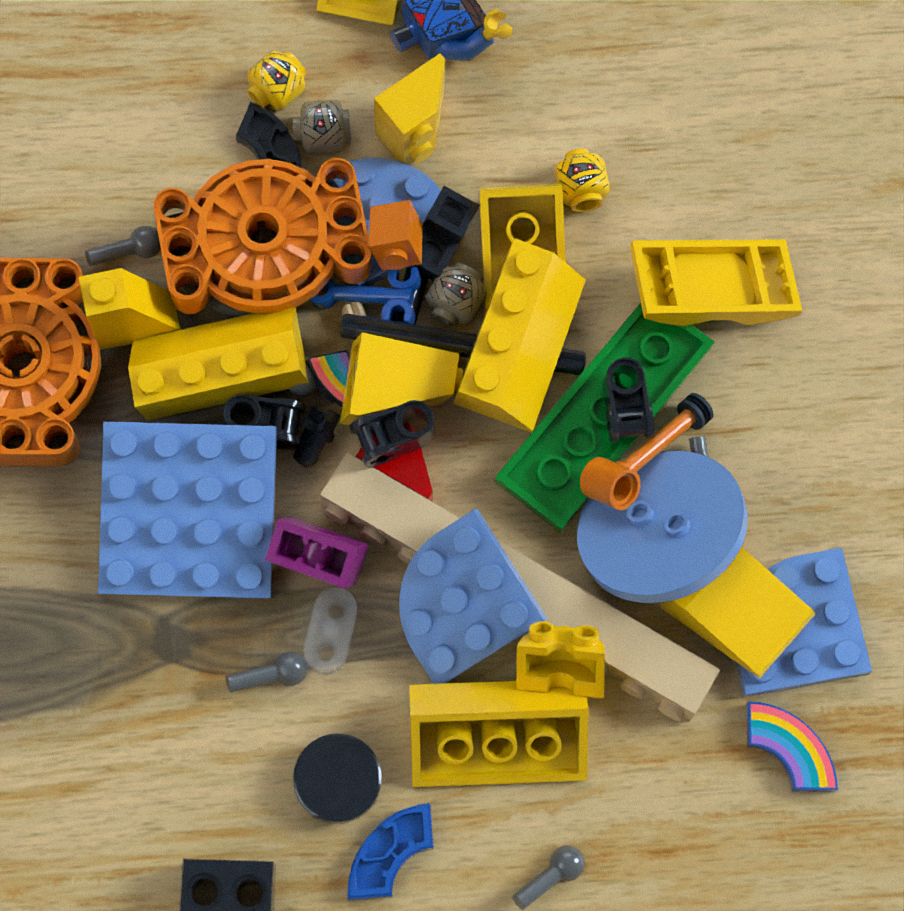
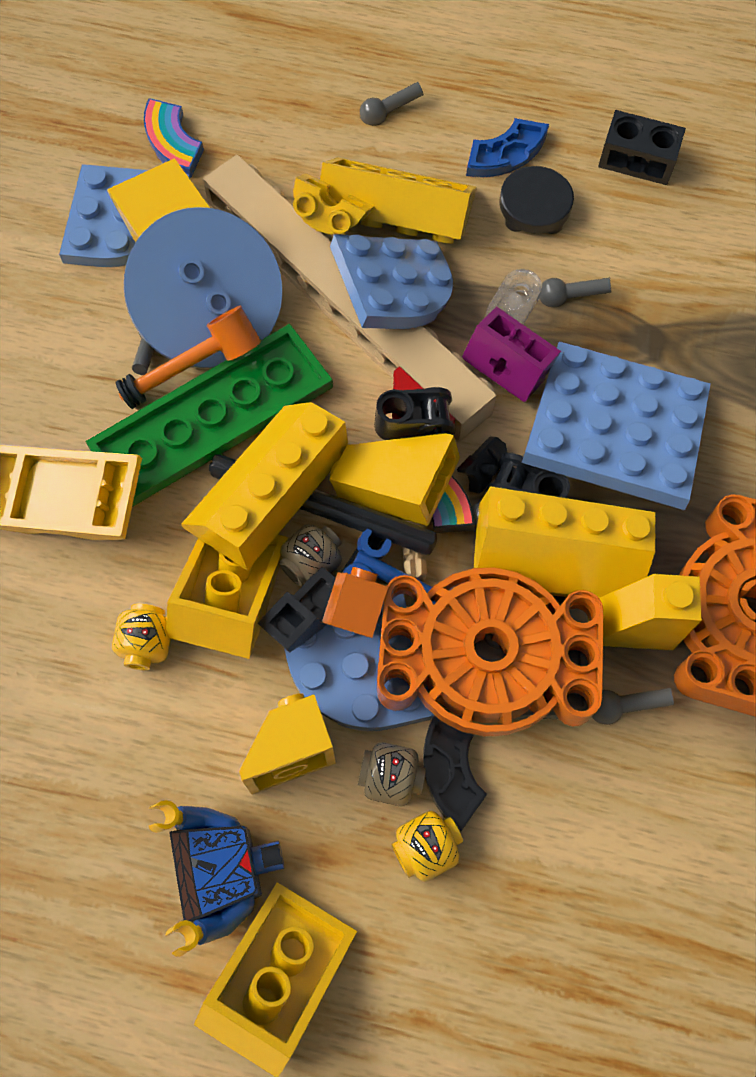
camera: 160 degrees left, 5 degrees down
(627, 409) = (191, 391): black piece -> none

